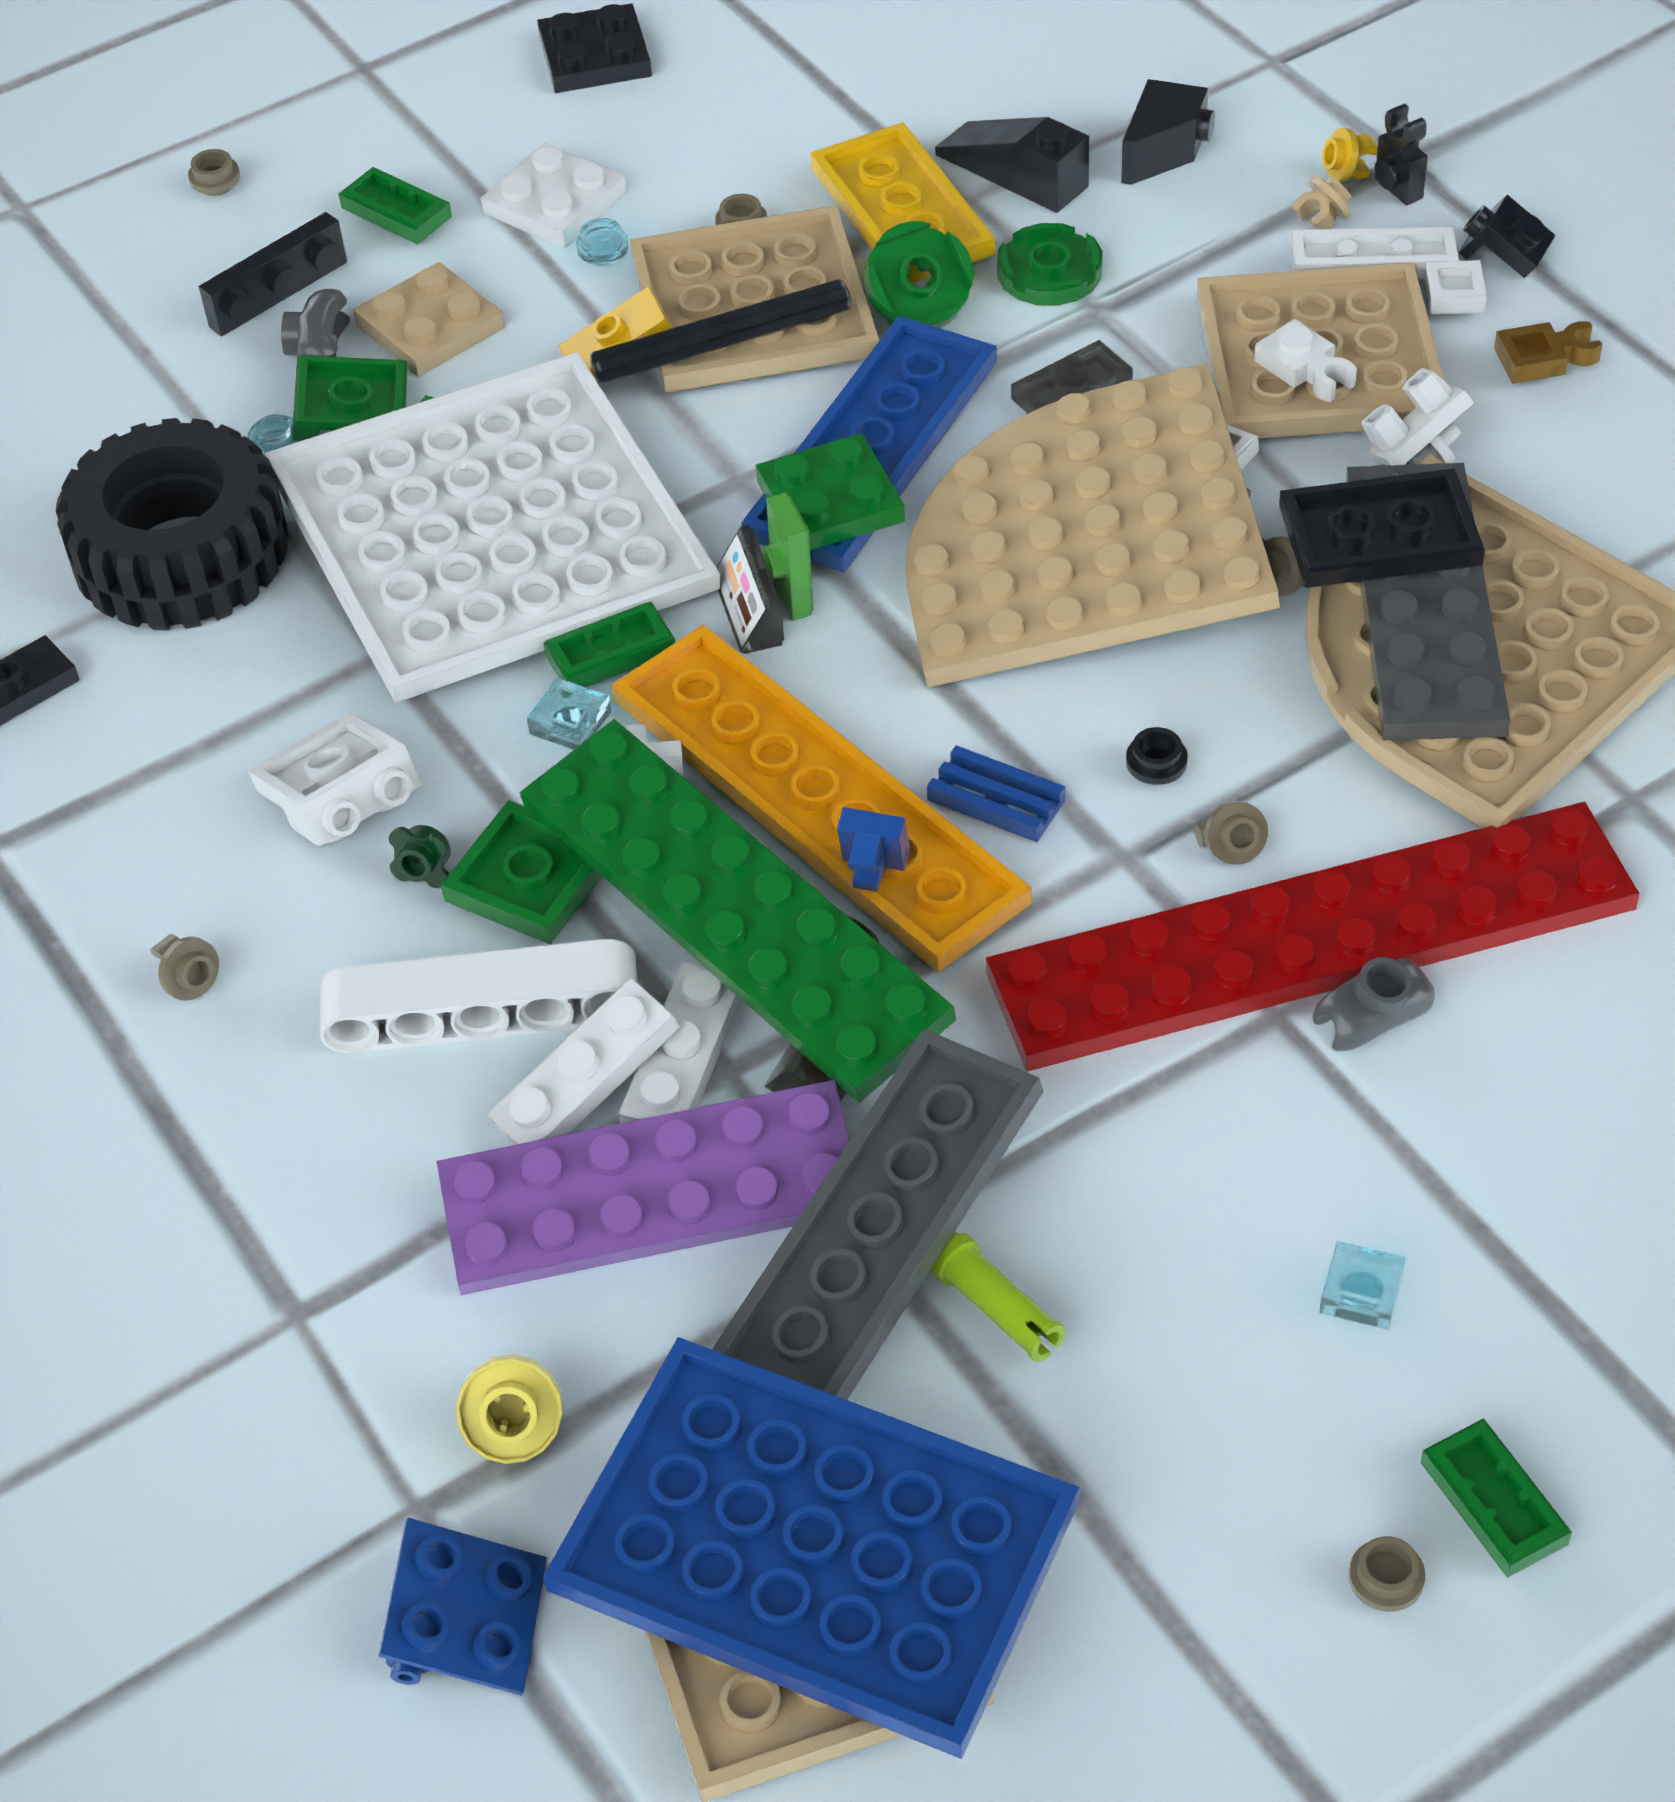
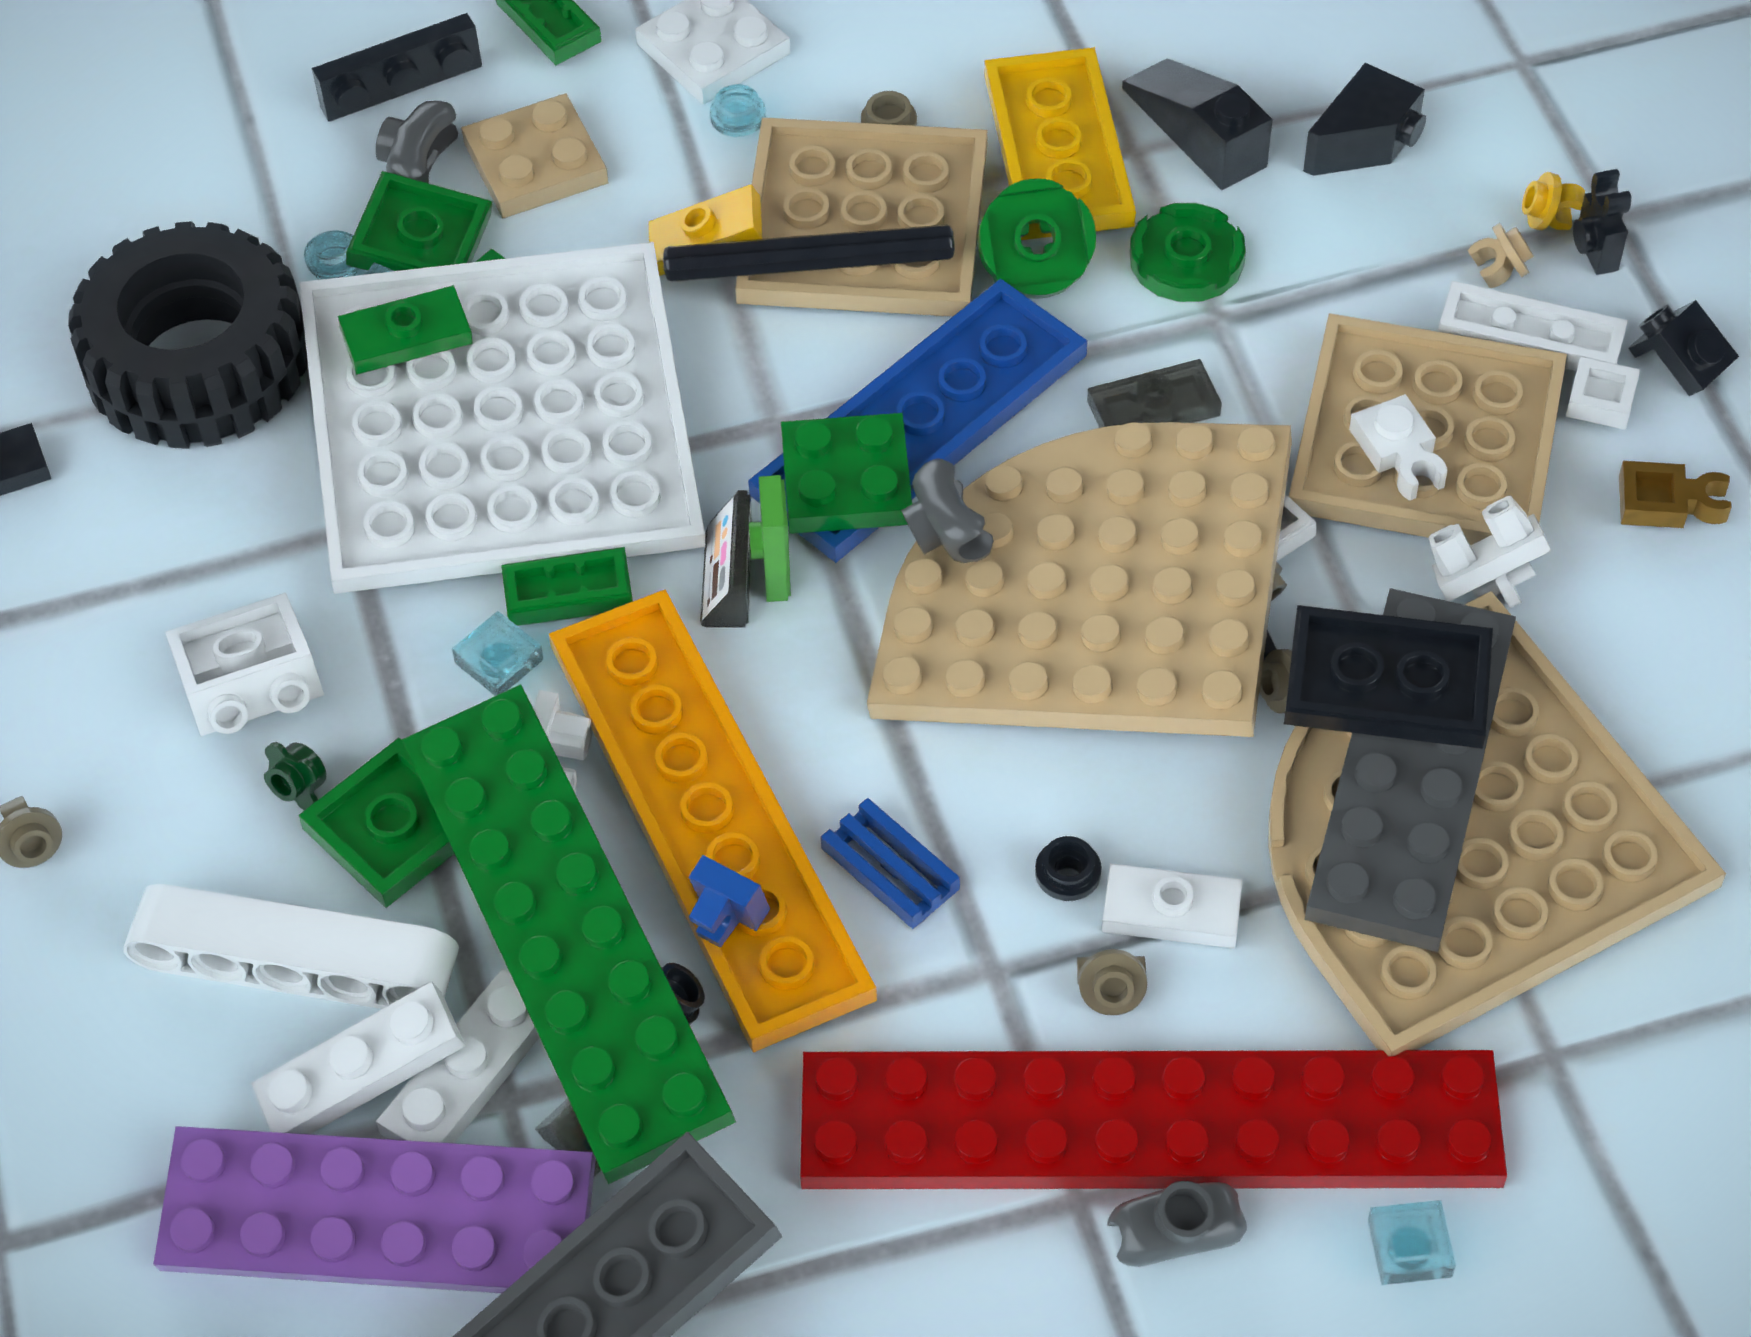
camera: 15 degrees right, 5 degrees up
(381, 467) = (405, 329): none -> green plate
(937, 502) = (943, 517): none -> dark grey piece
(1259, 764) = (1172, 905): none -> white plate
(1581, 965) = (1411, 1242): none -> clear light blue plate

